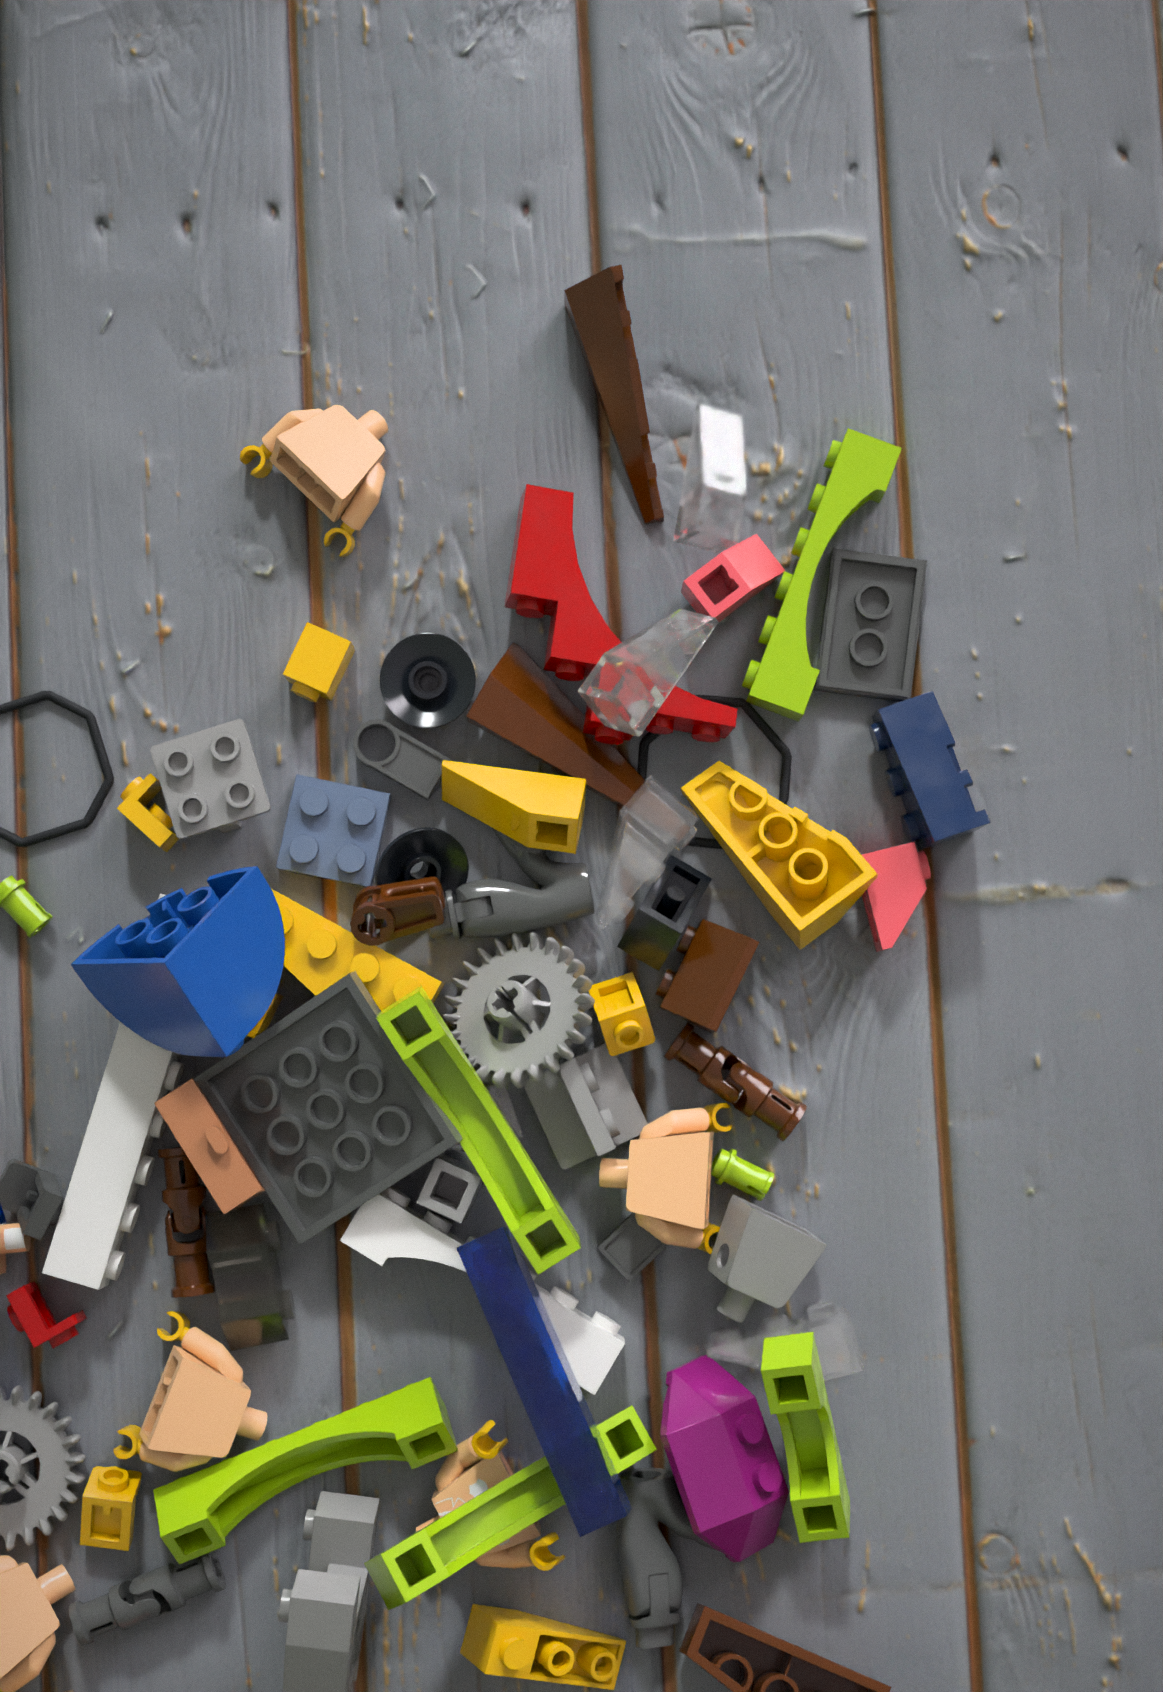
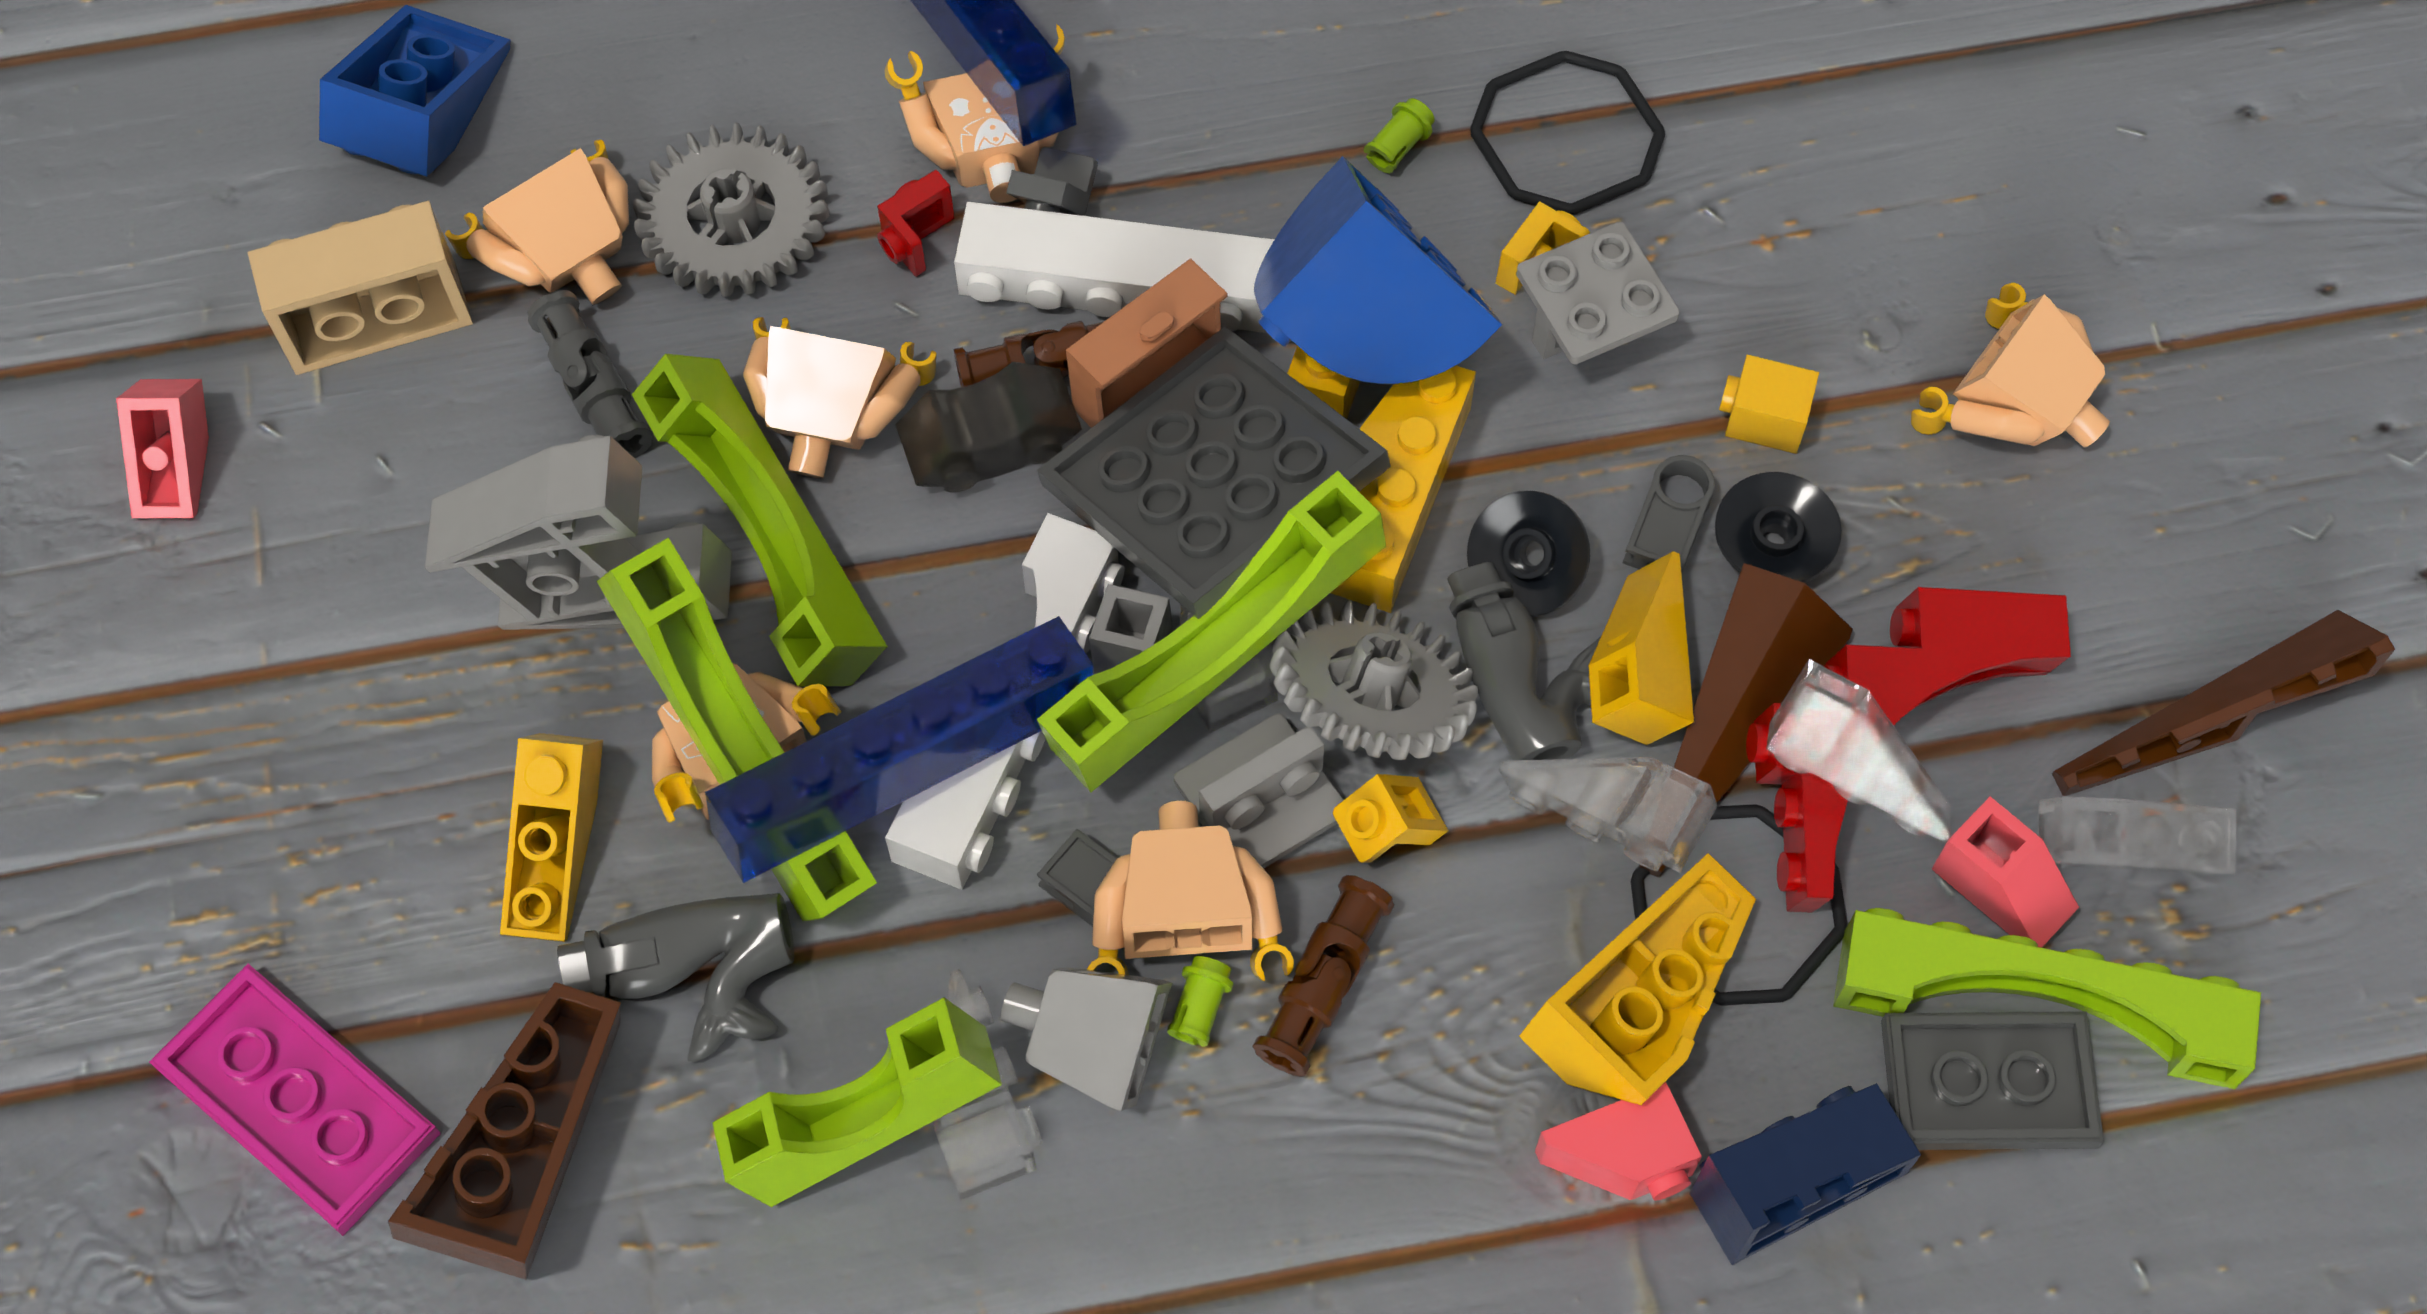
camera: 85 degrees right, 20 degrees down
(109, 1508) = (690, 320): yellow bracket -> none
(333, 831) = (1564, 451): sand blue plate -> none
(398, 909) = (1476, 516): reddish brown piece -> none
(664, 913) = (1535, 852): black slope -> none
(706, 975) = (1459, 916): reddish brown slope -> none
(722, 1459) = (807, 1008): magenta wedge -> none

